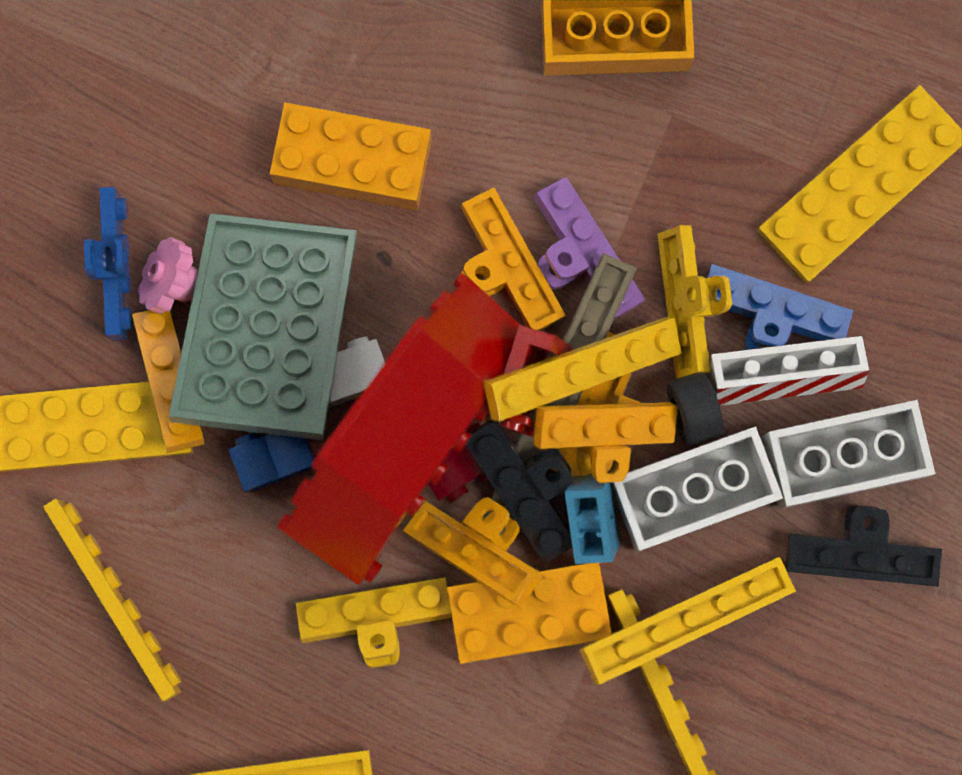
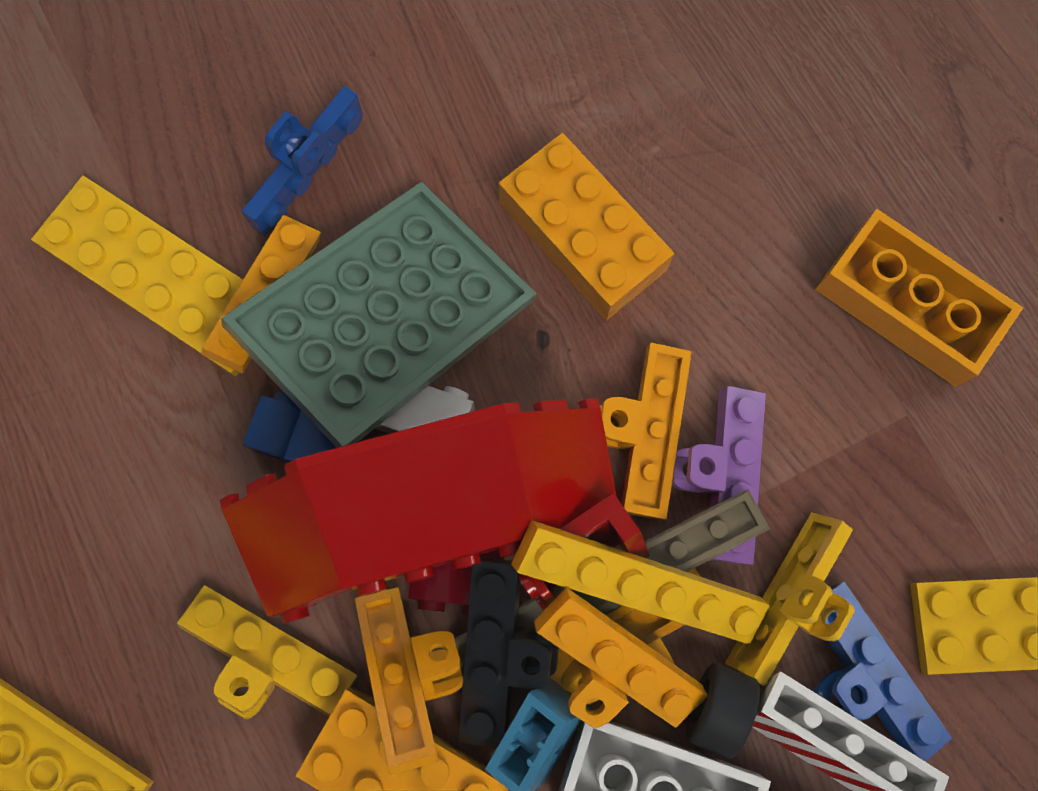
camera: 40 degrees right, 5 degrees down
(122, 611) = (48, 460): yellow plate -> none
(168, 276) = (338, 205): bright pink plant -> none

